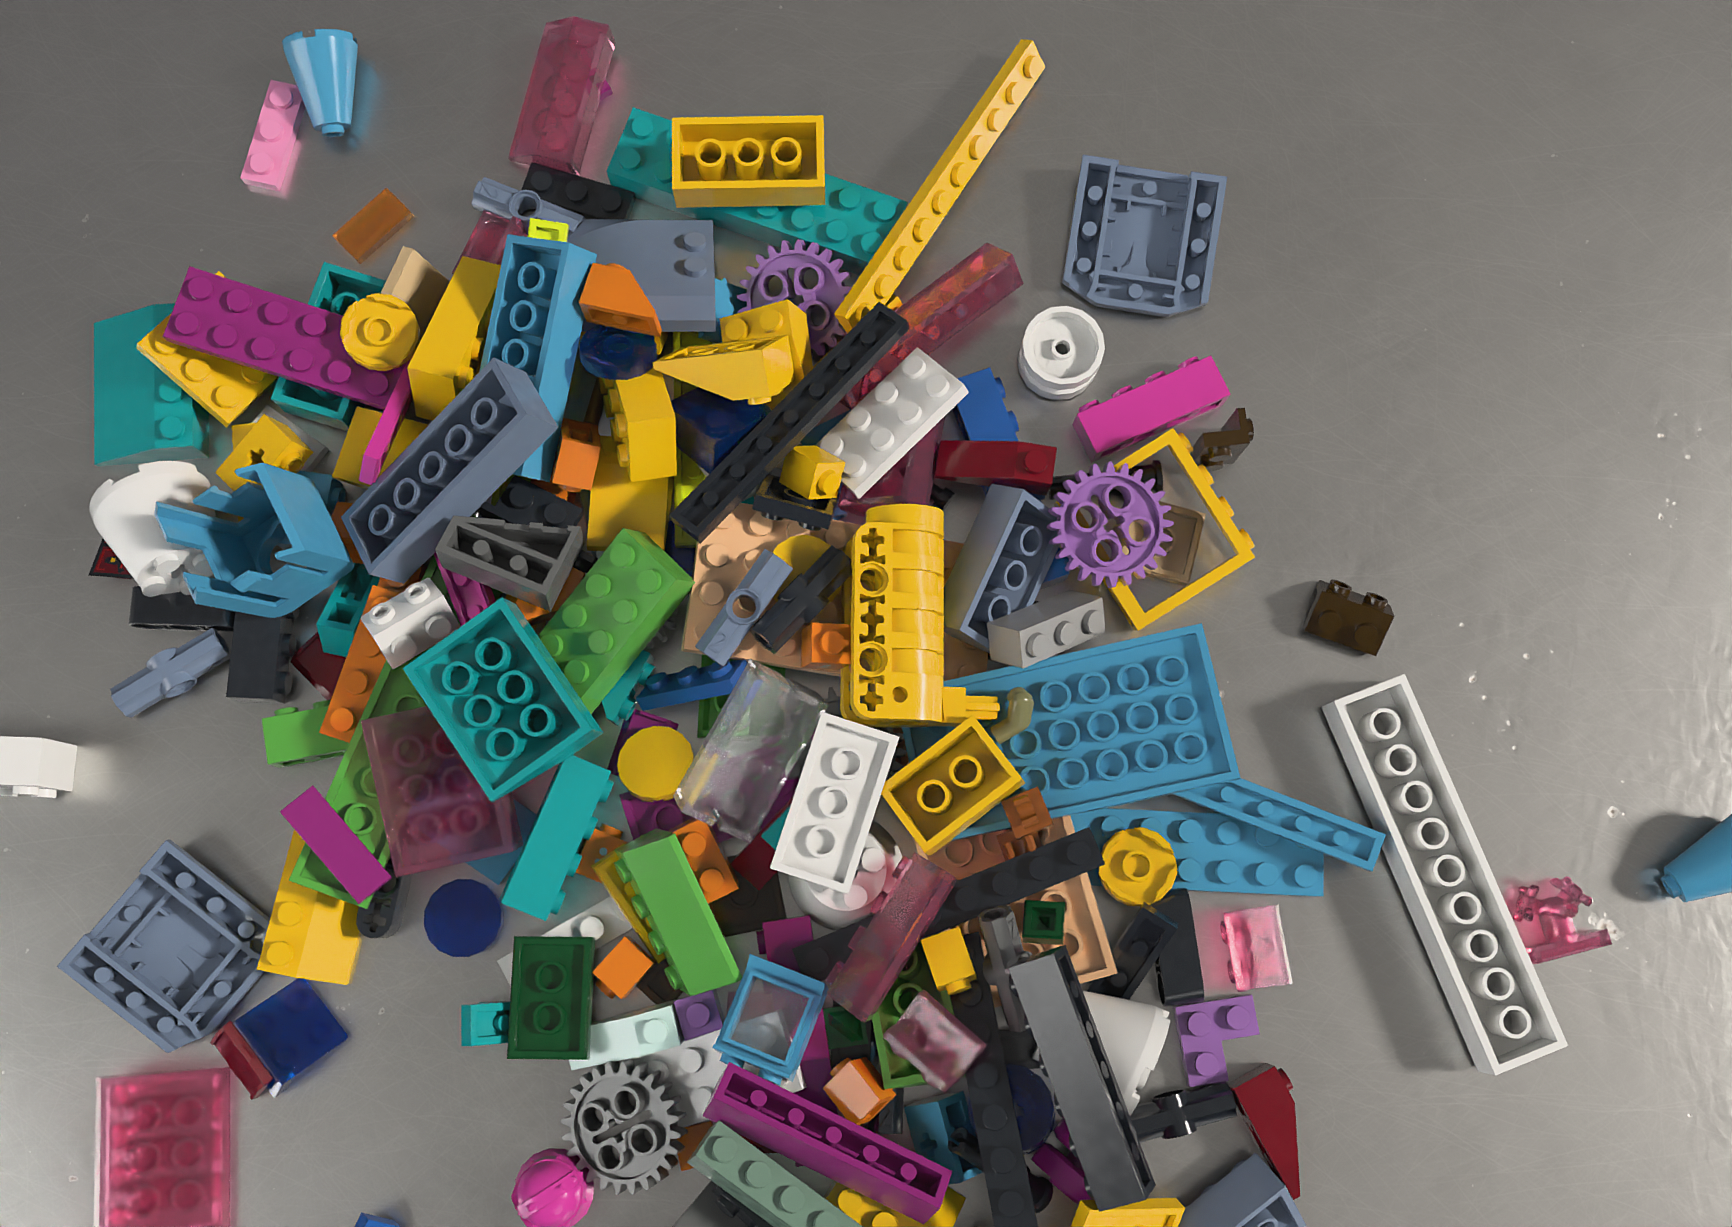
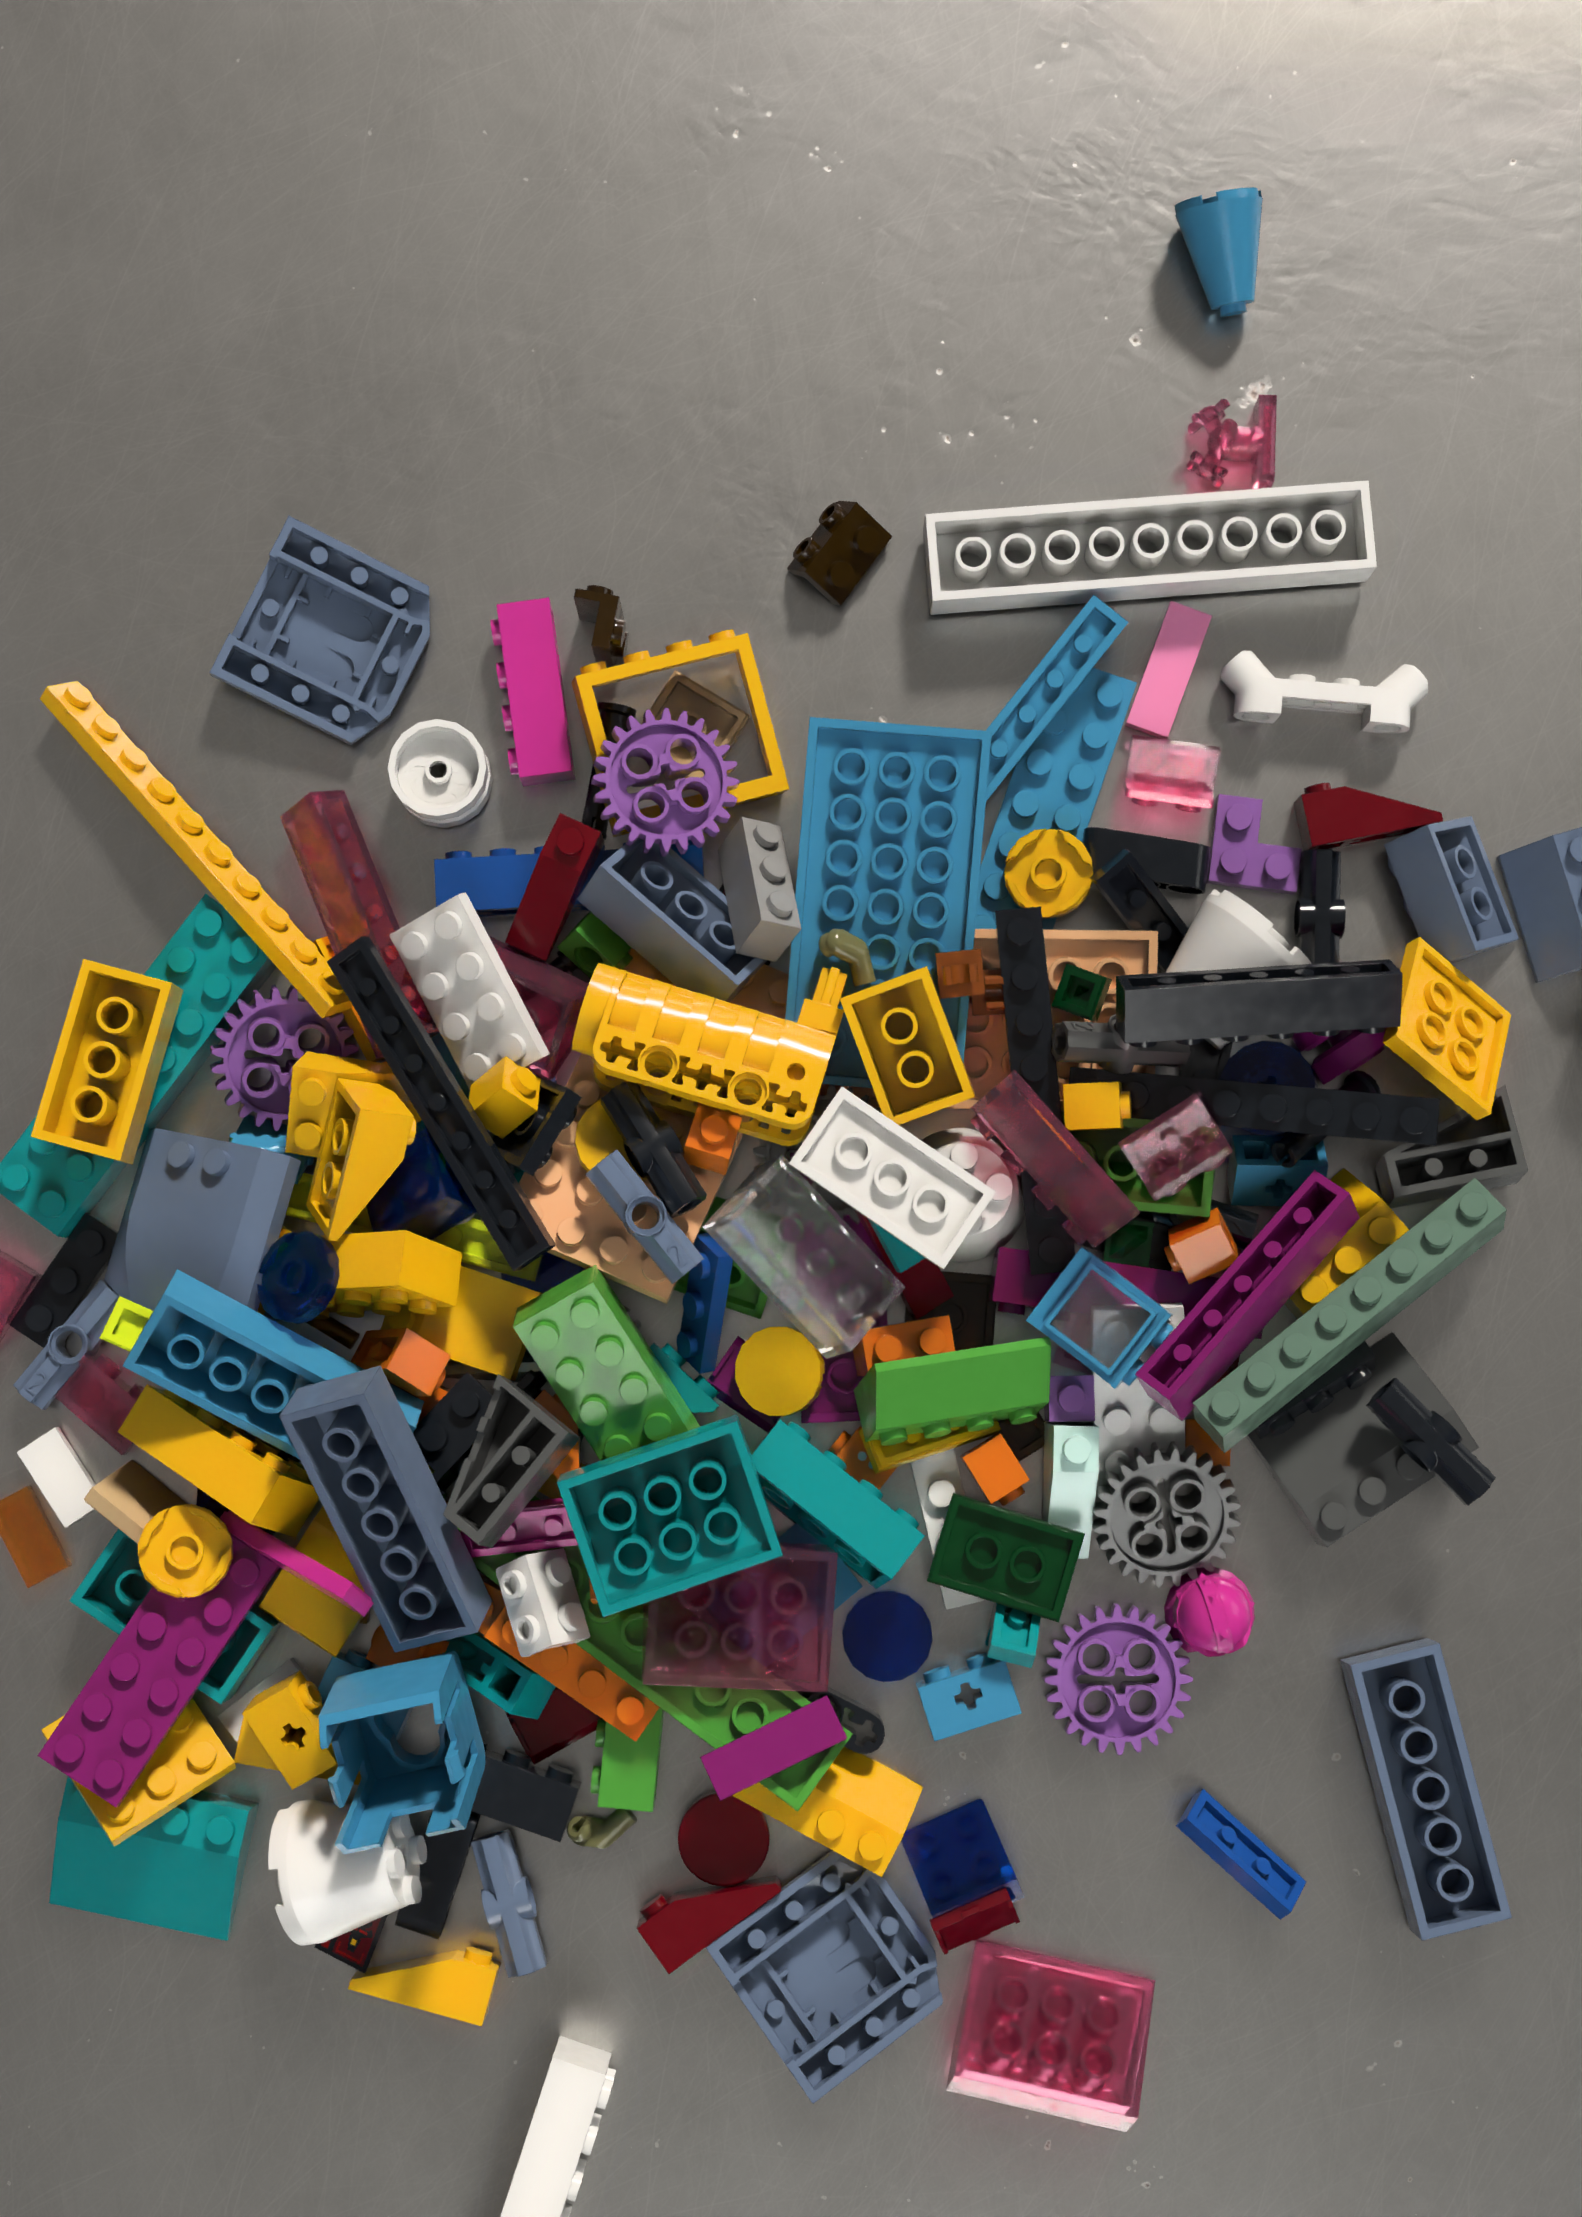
camera: 70 degrees left, 5 degrees up
(94, 641) = (443, 1983): none -> yellow slope
(194, 827) = (697, 1917): none -> dark red slope
(246, 727) = (600, 1832): none -> olive arm
(257, 831) = (723, 1840): none -> dark red tile
(409, 990) = (951, 1715): none -> dark azure brick
(427, 231) = (59, 1475): none -> white tile
(439, 1134) = (1117, 1721): none -> medium lavender gear
(617, 301) = (239, 1260): orange slope -> none
(960, 512) = (594, 943): none -> bright green brick
(1343, 920) = (1168, 670): none -> bright pink tile
(1373, 1118) = (1382, 707): none -> white plate

